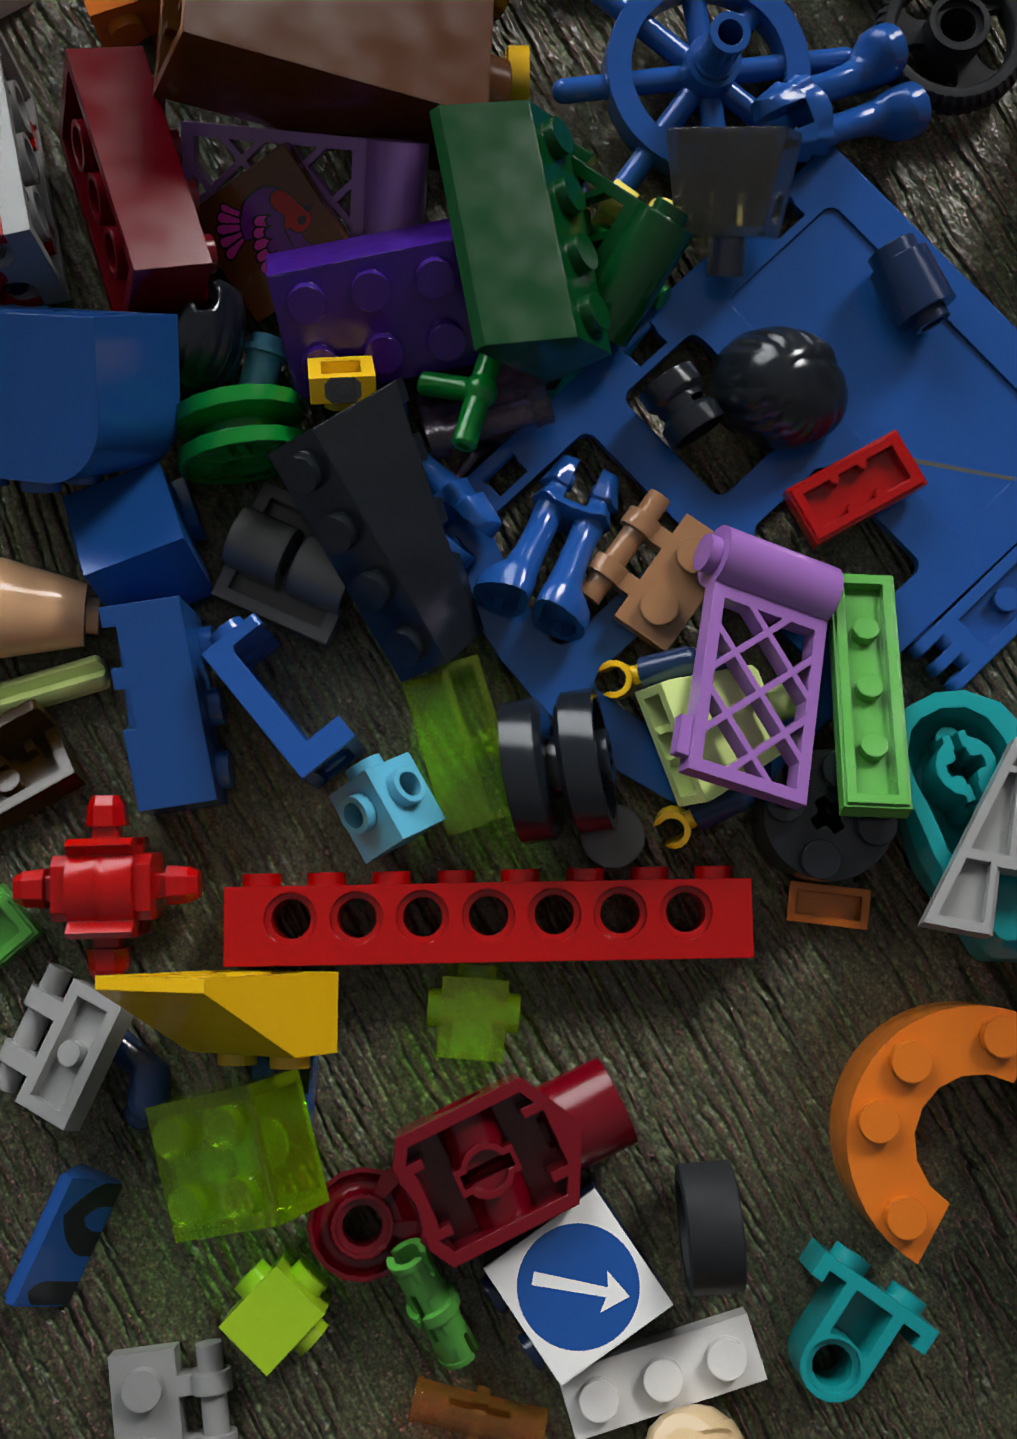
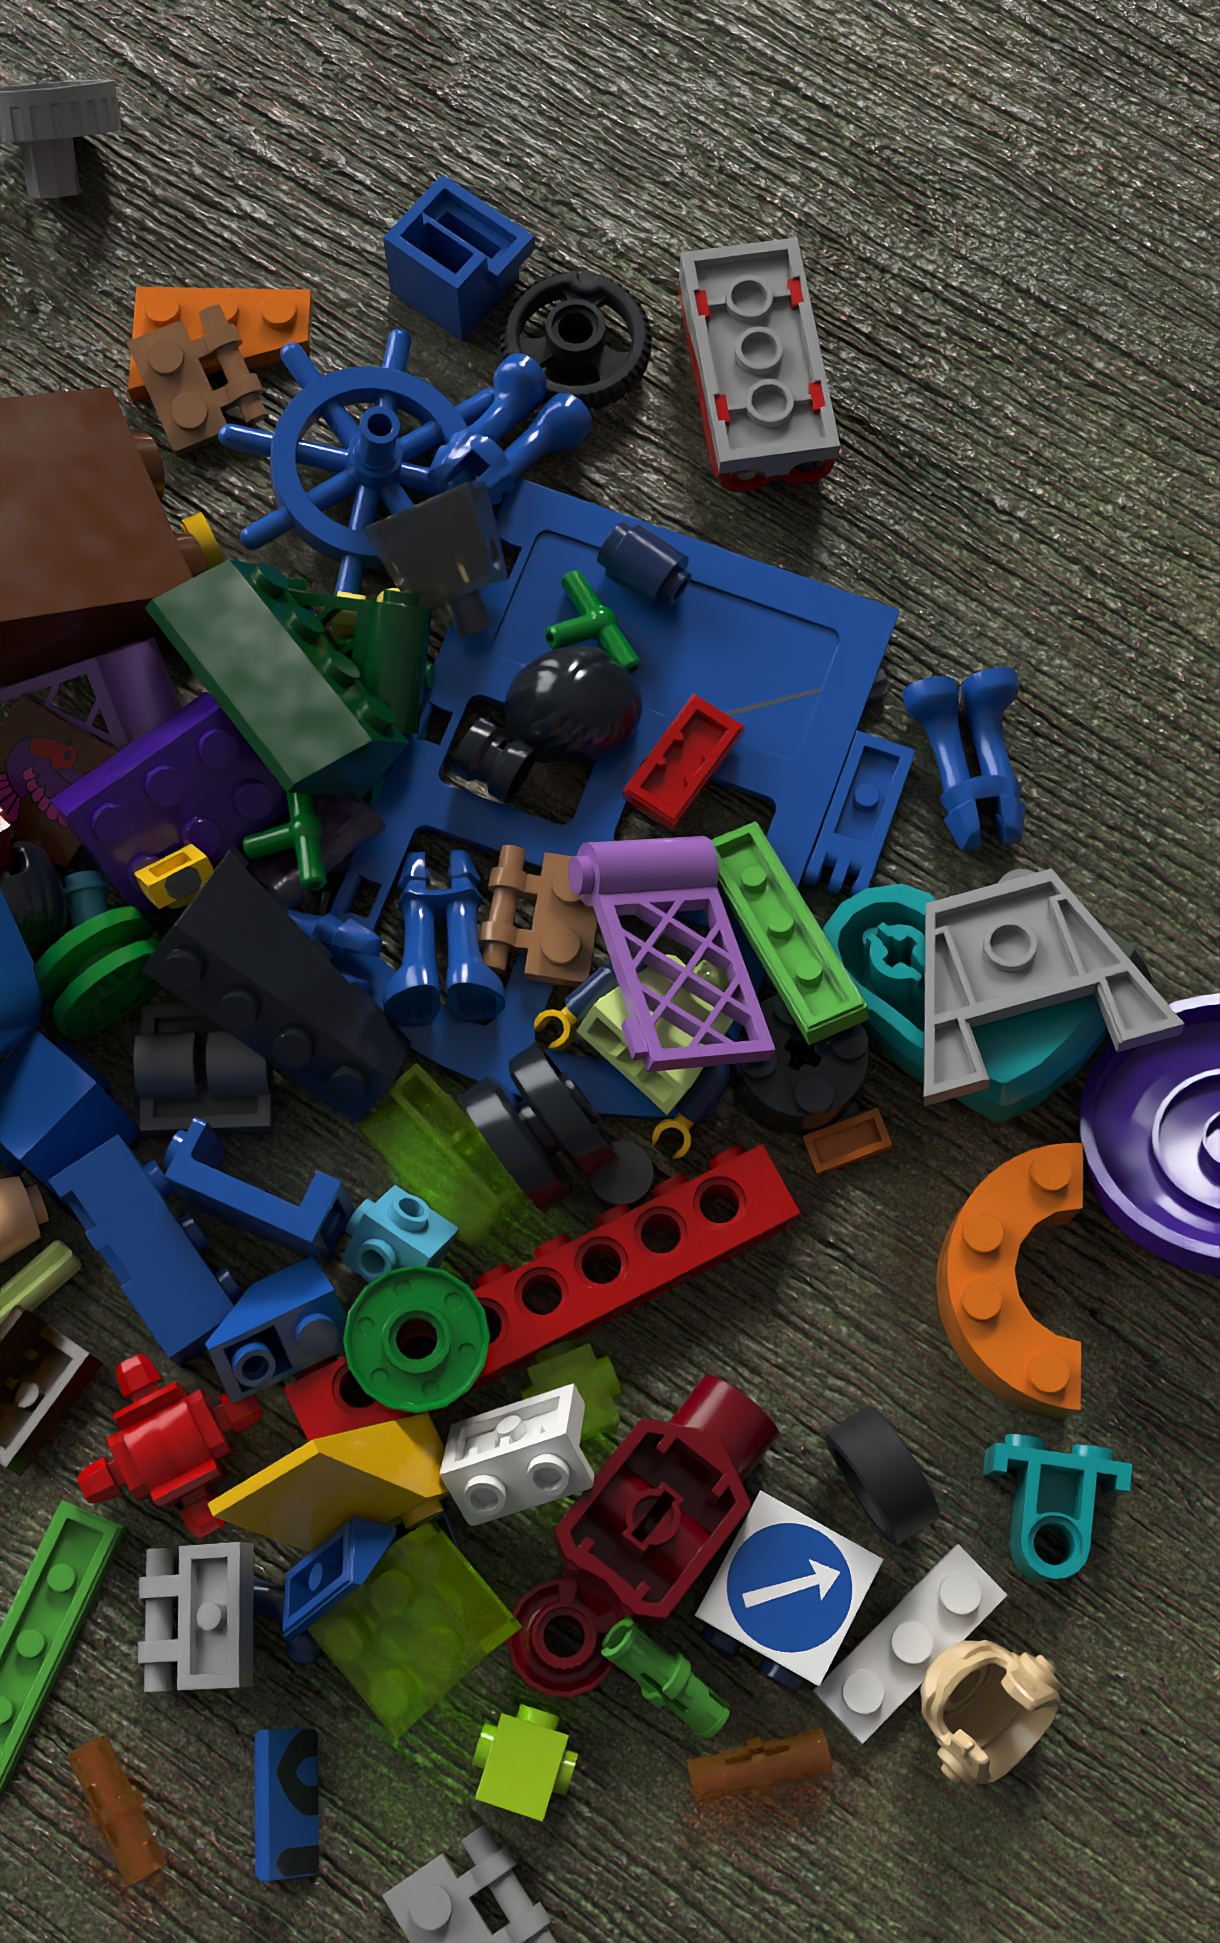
camera: 25 degrees left, 10 degrees down
(186, 1078) = (332, 1572): none -> blue slope
(243, 834) = (278, 1330): none -> blue slope
(346, 950) = (422, 1296): none -> green wheel
(396, 1052) = (517, 1456): none -> white bracket
(837, 318) = (595, 622): none -> green piece

